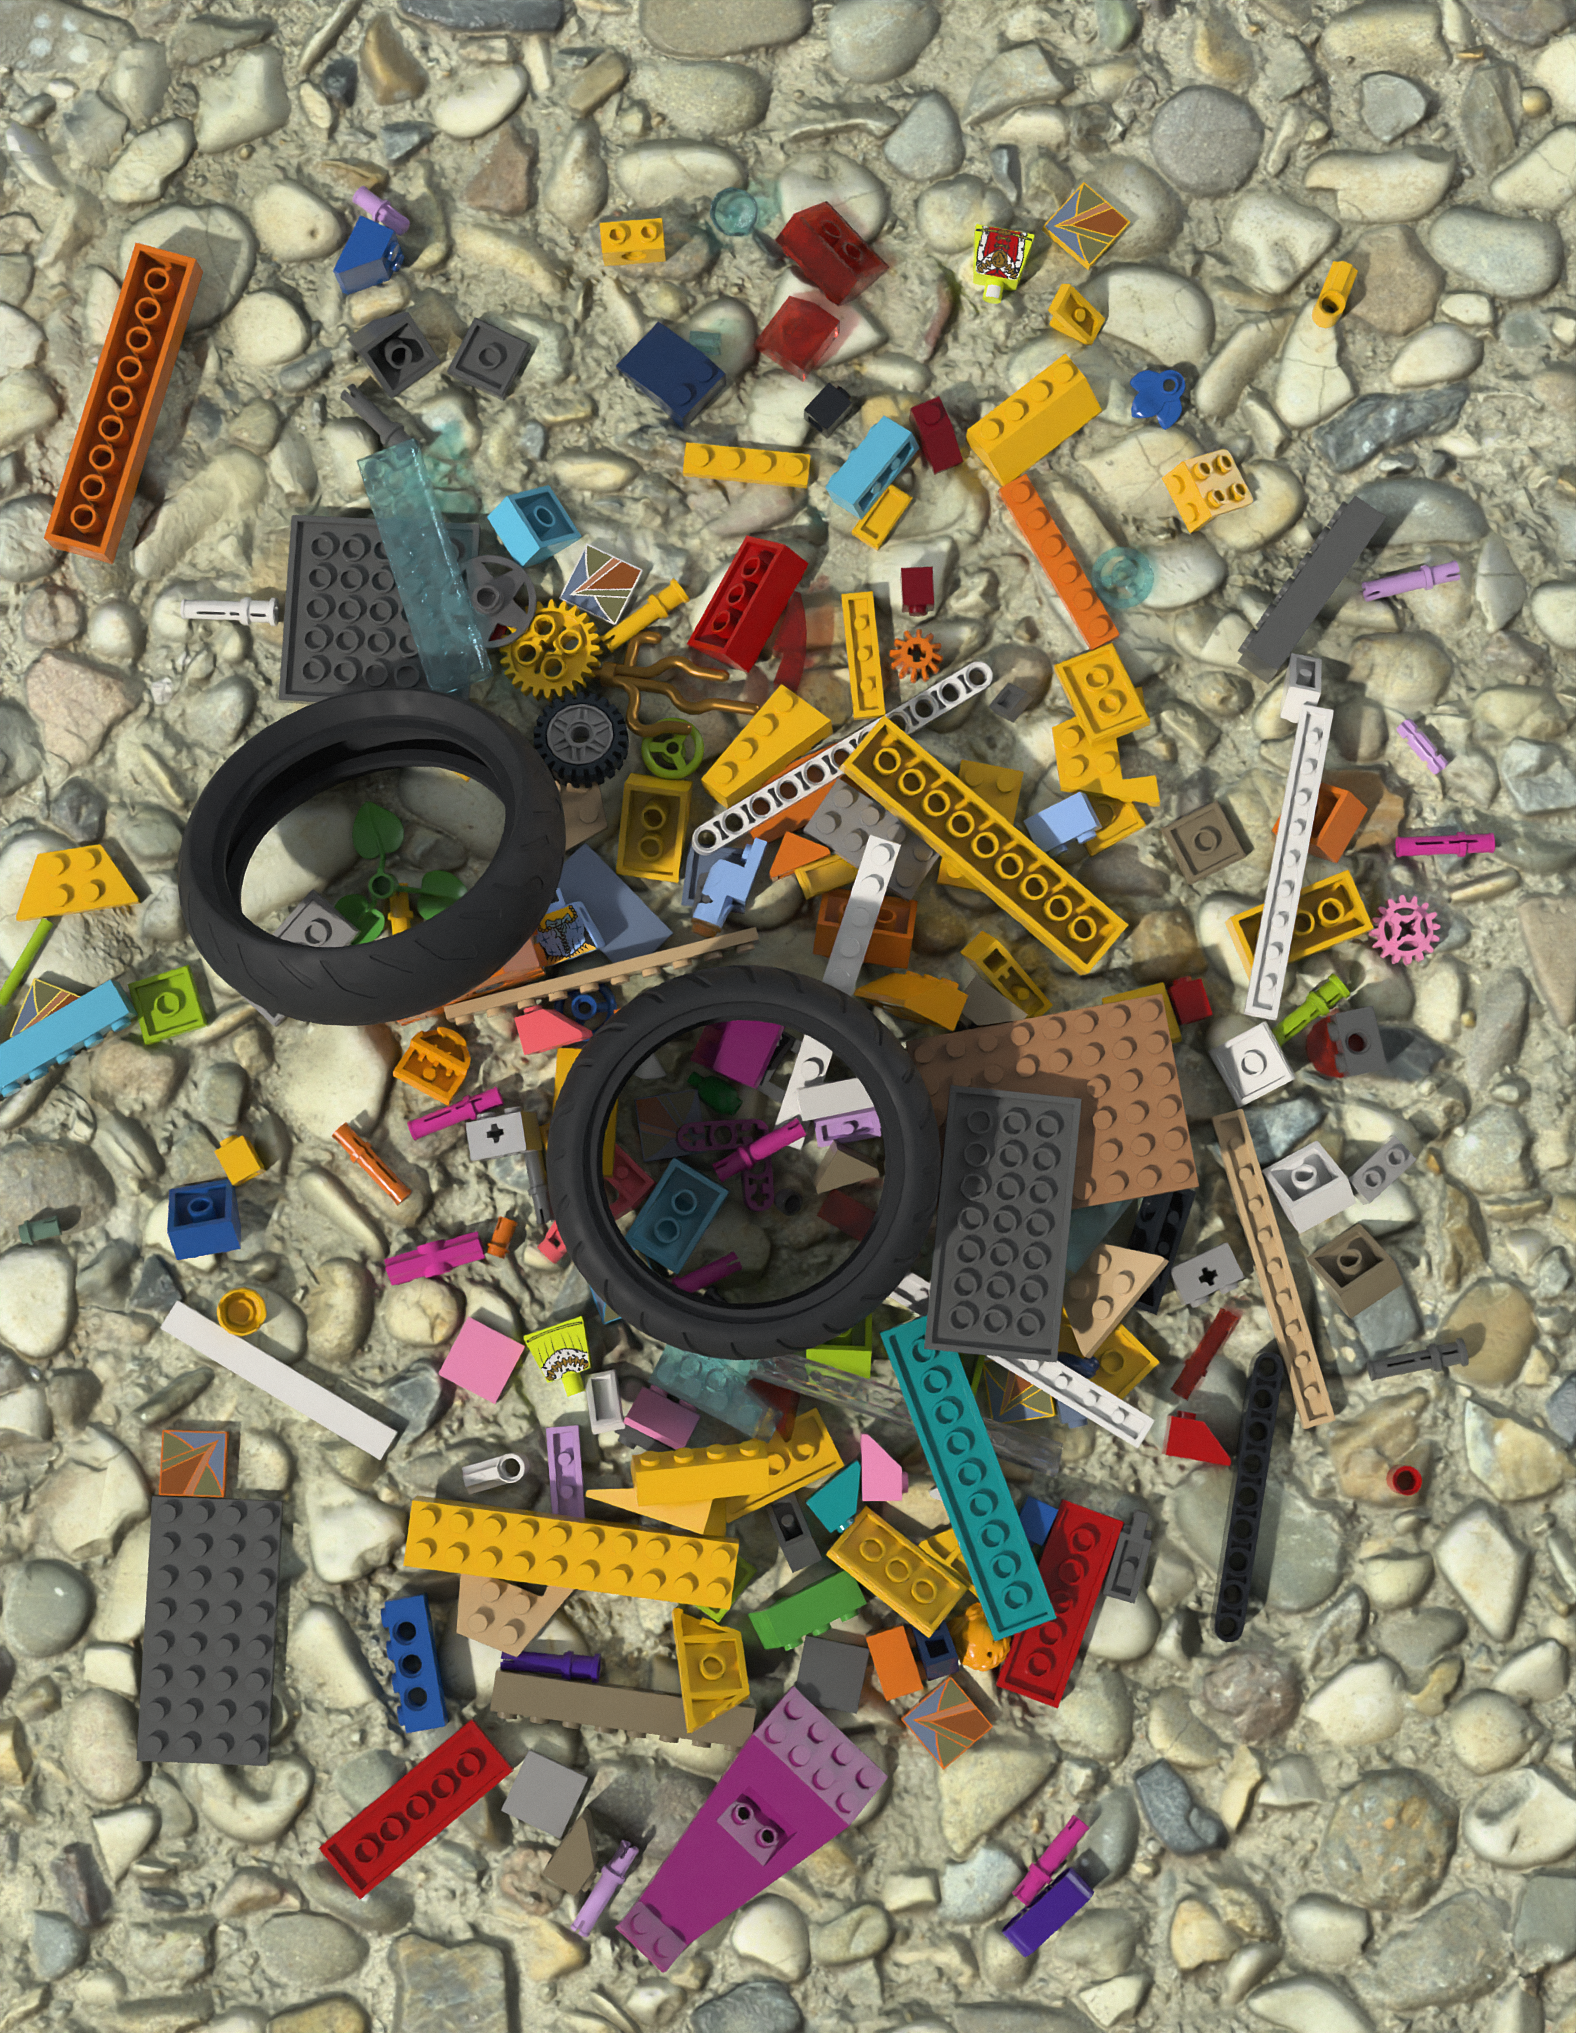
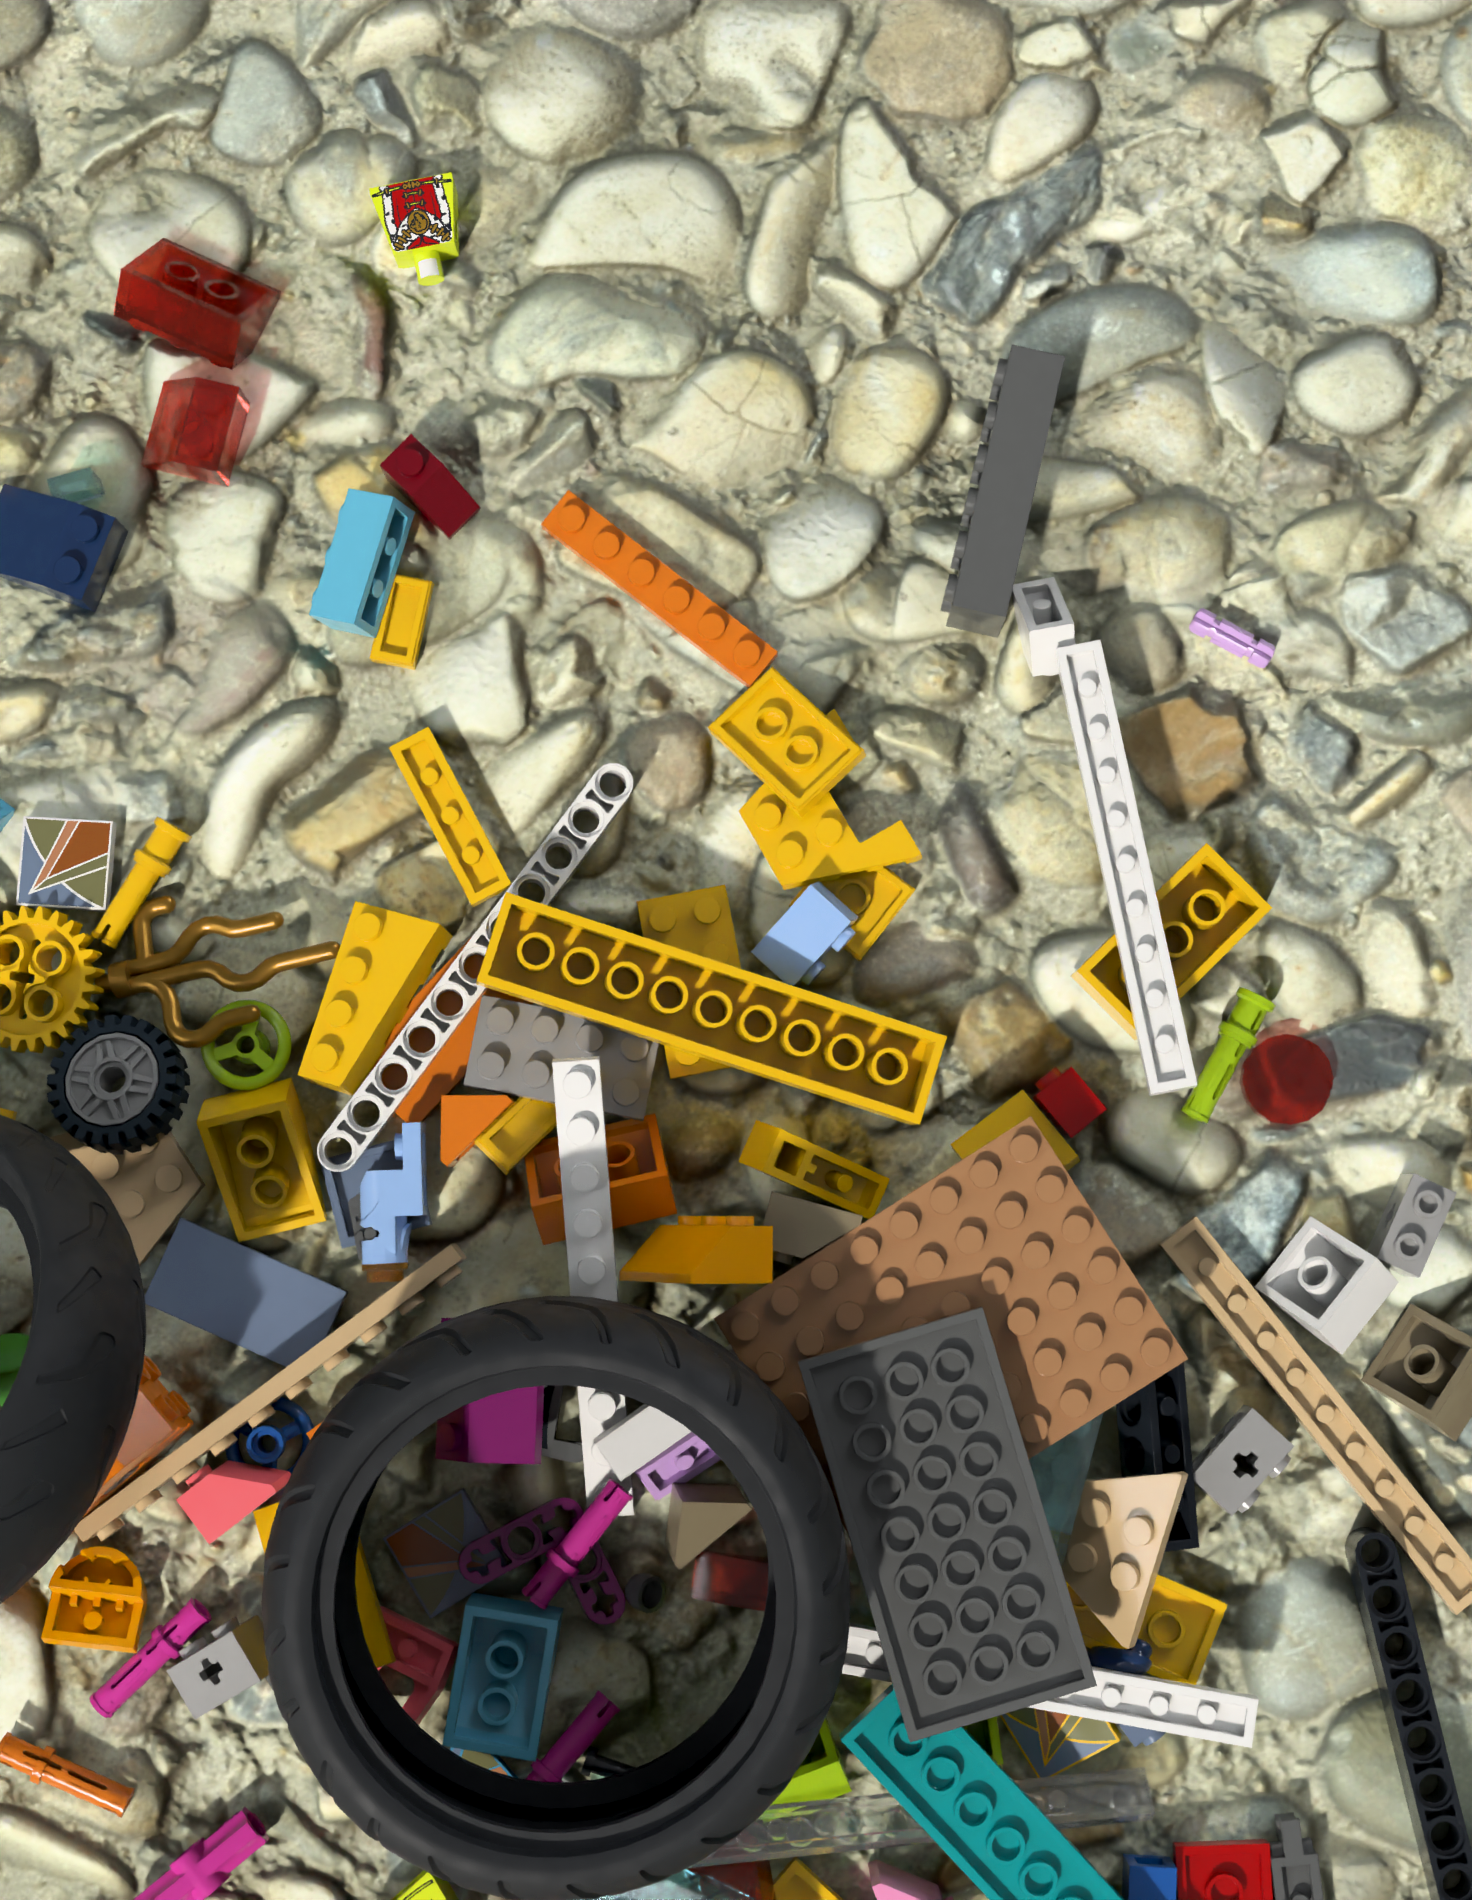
camera: 20 degrees left, 0 degrees up
(501, 1237) = (280, 1802): orange pin -> none
(567, 931) = (198, 1349): torso -> none
(650, 1069) = (390, 1487): white tile -> none
(716, 1094) = (491, 1485): green plant -> none
(735, 212) = (45, 300): clear light blue hair -> none
(746, 465) = (196, 626): yellow plate -> none
(748, 603) = (270, 809): red slope -> none
(791, 646) = (351, 844): clear red slope -> none
(828, 409) = (274, 510): black brick -> none
(906, 662) = (532, 776): orange gear -> none
(917, 590) = (487, 702): dark red brick -> none
(1010, 702) = (671, 800): dark grey plate -> none
(1034, 420) = (550, 416): yellow slope -> none
(1075, 315) = (548, 256): yellow slope -> none
(1086, 226) = (516, 135): tile -> none
(1122, 566) = (750, 558): clear light blue piece -> none
(1155, 400) = (697, 325): blue plate -> none
(1192, 1440) = (1313, 1694): red slope -> none
(1203, 842) = (999, 881): dark tan tile -> none
(1203, 1354) = (1281, 1568): clear red pin -> none
(1207, 488) = (813, 413): yellow bracket -> none
(1252, 1064) = (1185, 1152): white tile -> none
(1334, 293) = (874, 94): yellow piece -> none
(1334, 822) = (1162, 786): orange slope -> none
(1363, 1024) = (1337, 1078): dark grey brick -> none
(1414, 938) = (1329, 895): bright pink gear -> none
(1424, 578) = (1143, 417): lavender pin -> none
(1446, 844) = (1334, 747): dark pink pin -> none

